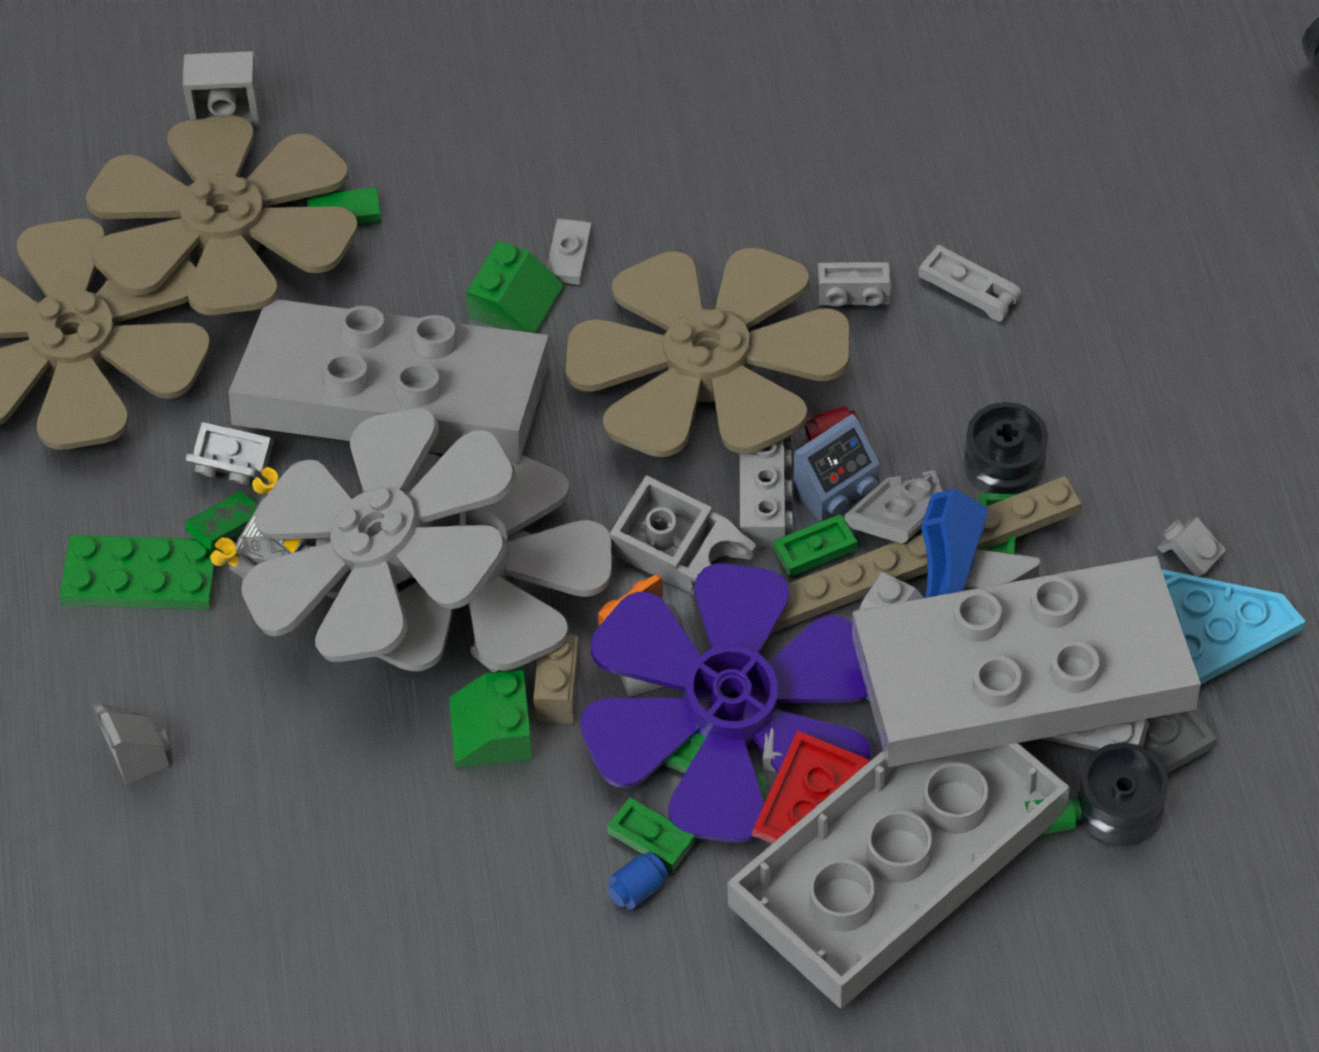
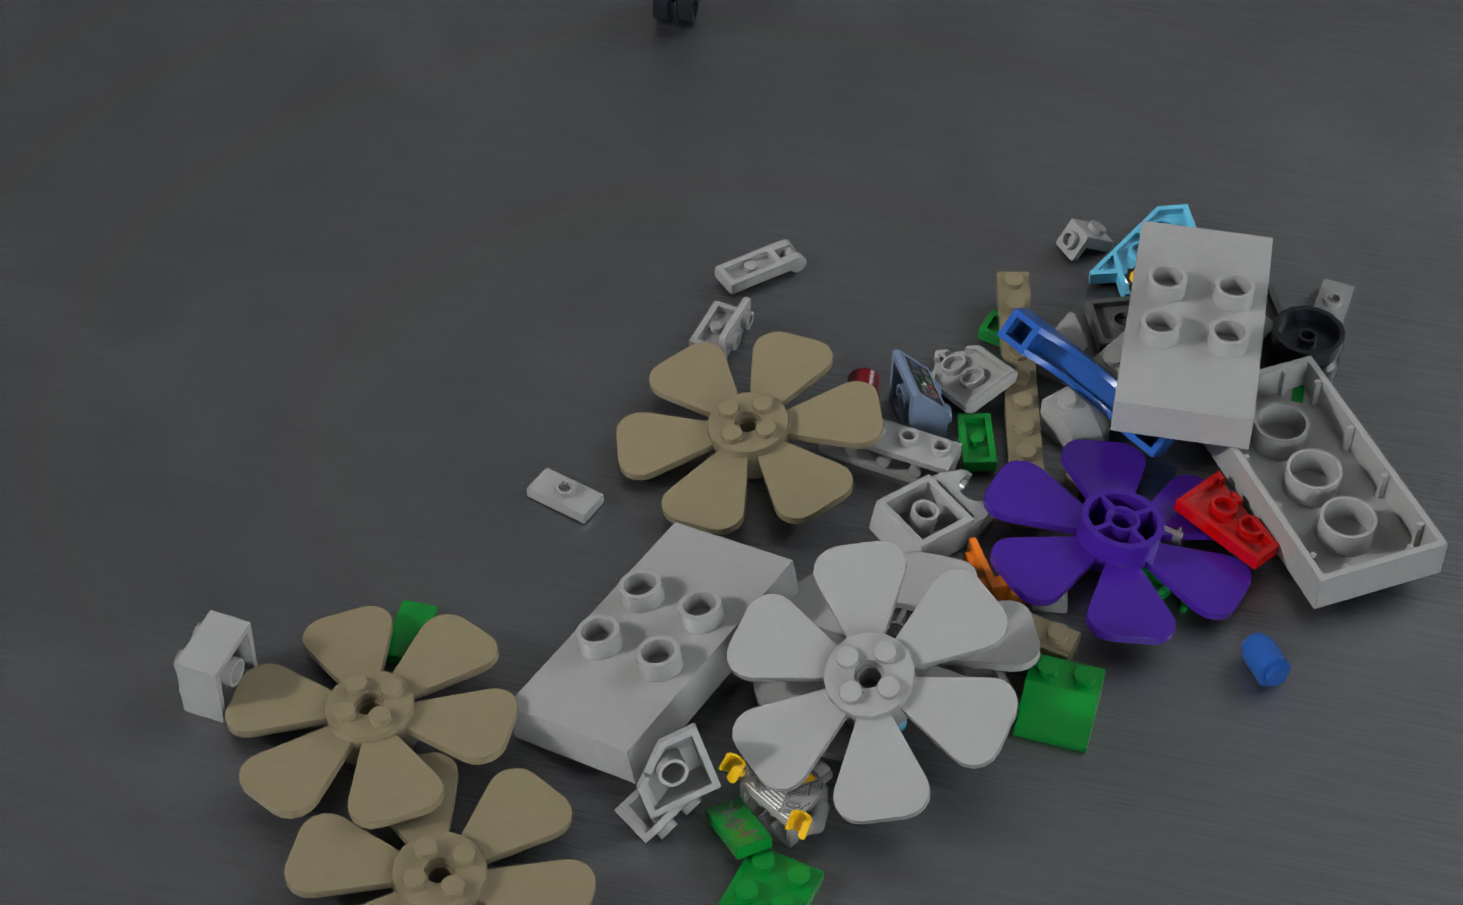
camera: 70 degrees left, 10 degrees down
(236, 441) = (676, 772): none -> light grey slope
(512, 290) = (590, 544): green slope -> none
(651, 833) = (1219, 637): green plate -> none
(1005, 449) = (947, 298): black wheel -> none
(1229, 811) = (1335, 298): none -> light grey plate

